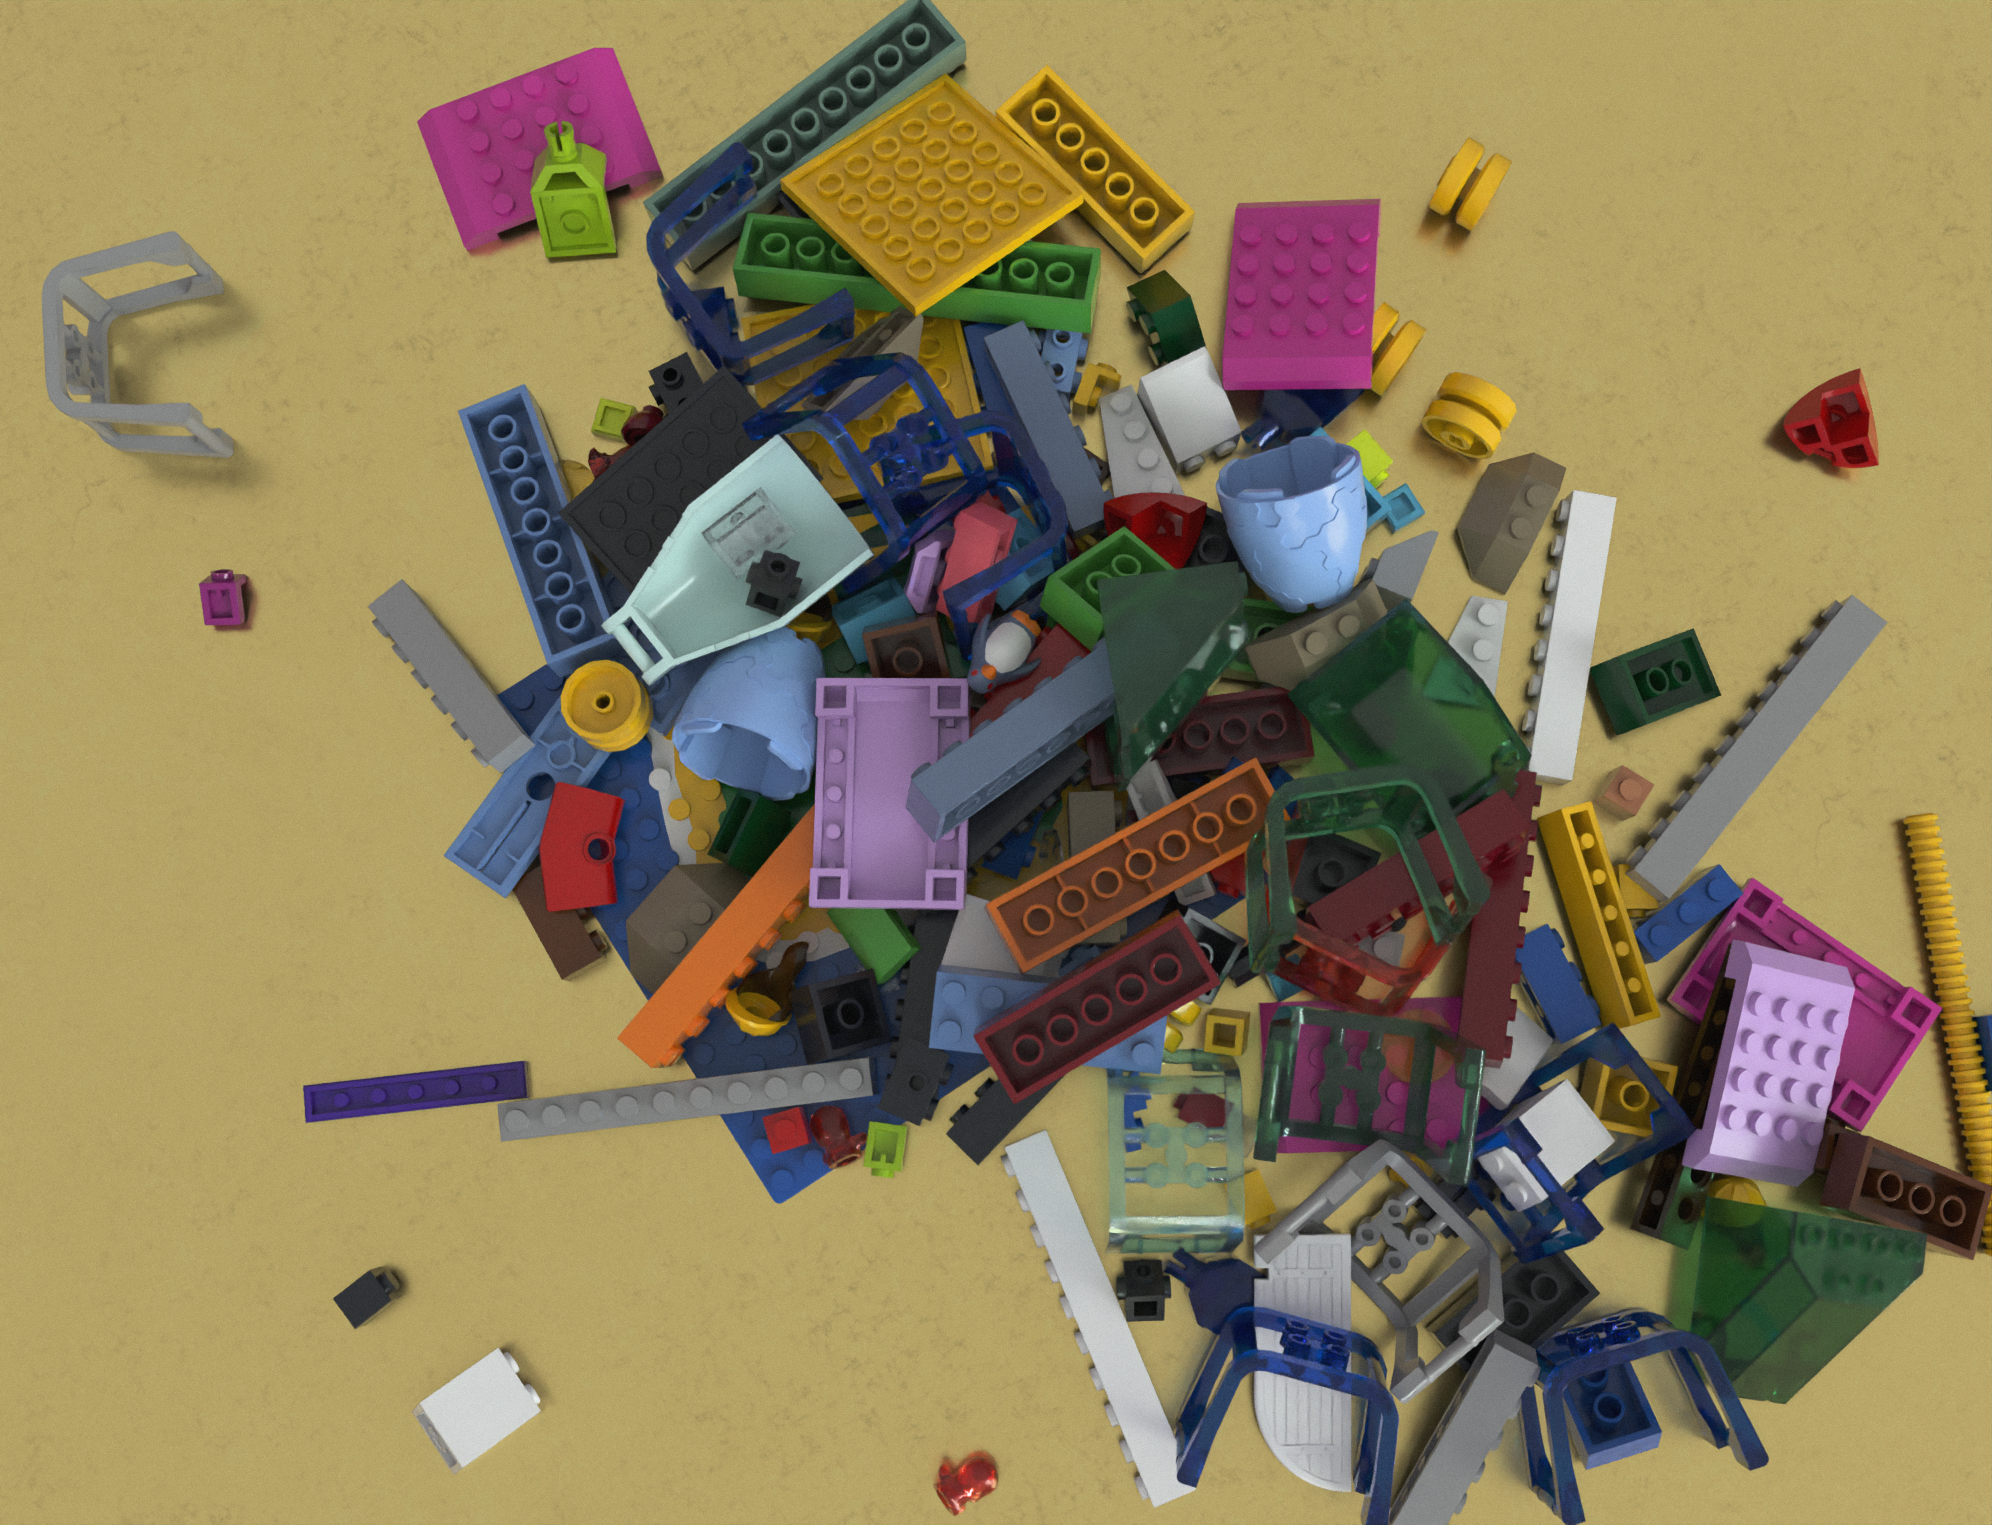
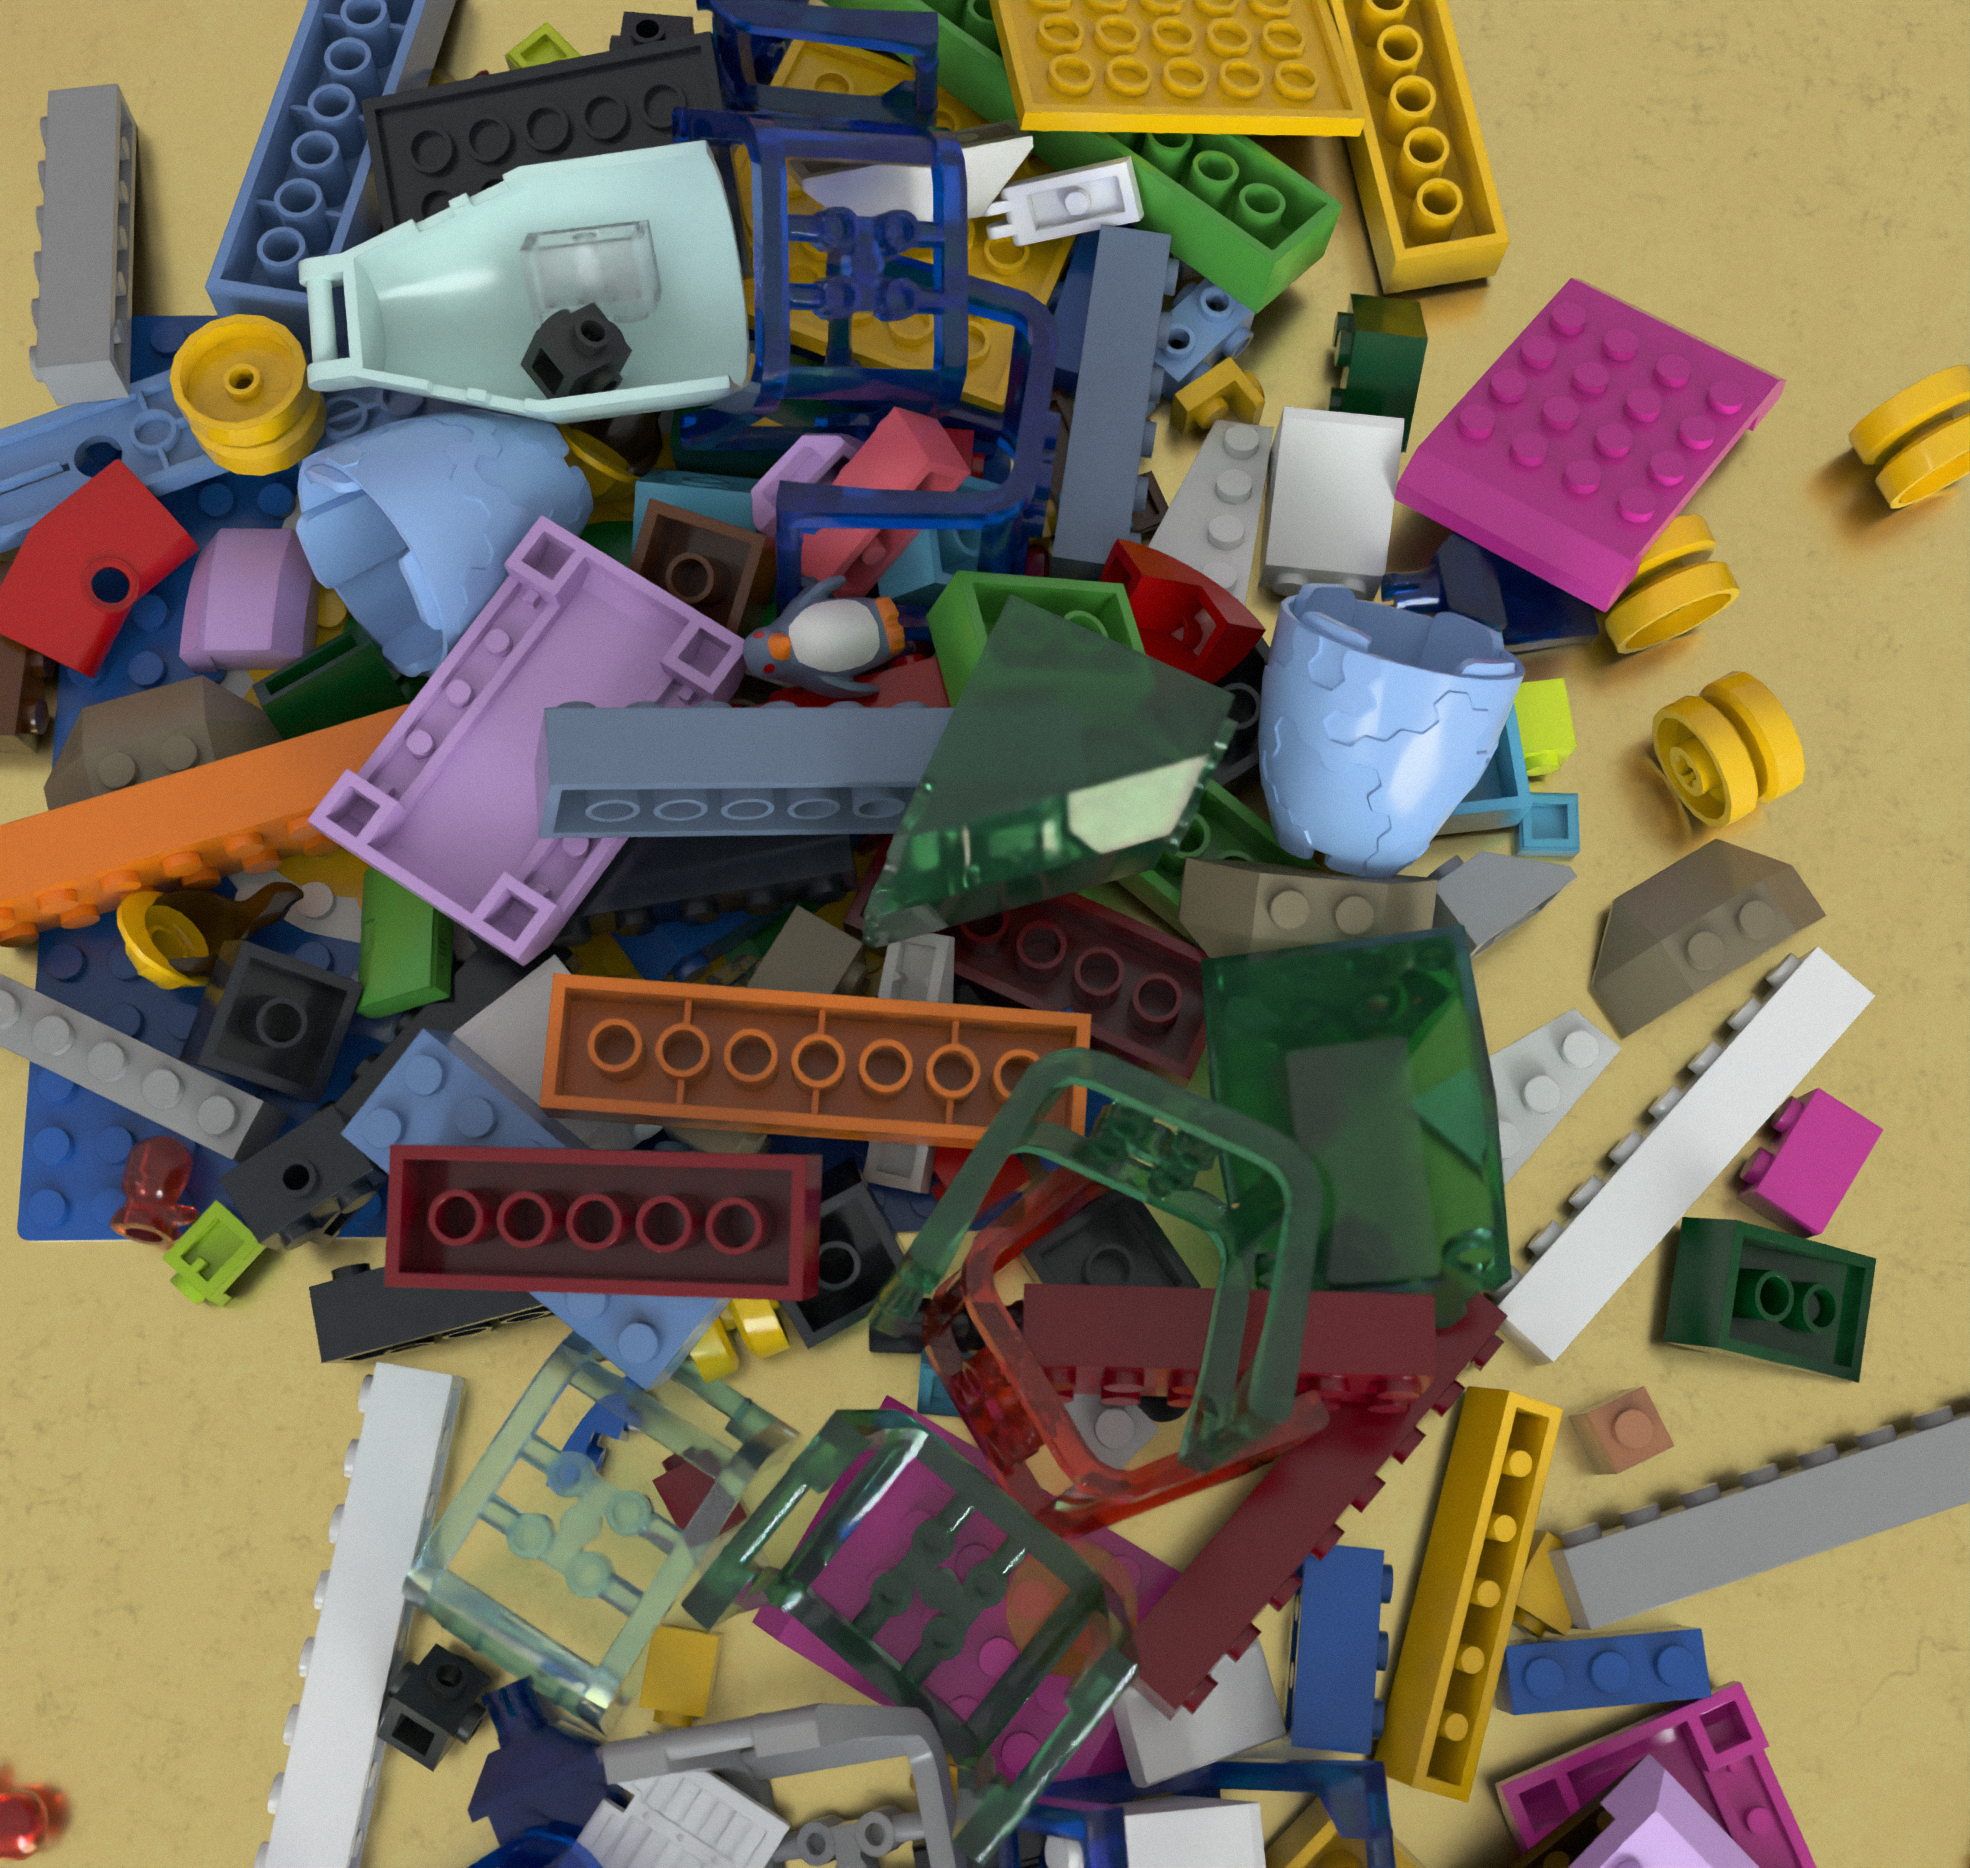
camera: 25 degrees right, 5 degrees down
(670, 809) = (250, 602): none -> lavender slope
(787, 1129) = (92, 1135): red brick -> none
(958, 334) = (1067, 202): none -> white hinge
(1227, 1032) = (804, 1400): yellow brick -> none
(1633, 602) = (1807, 1162): none -> dark pink brick

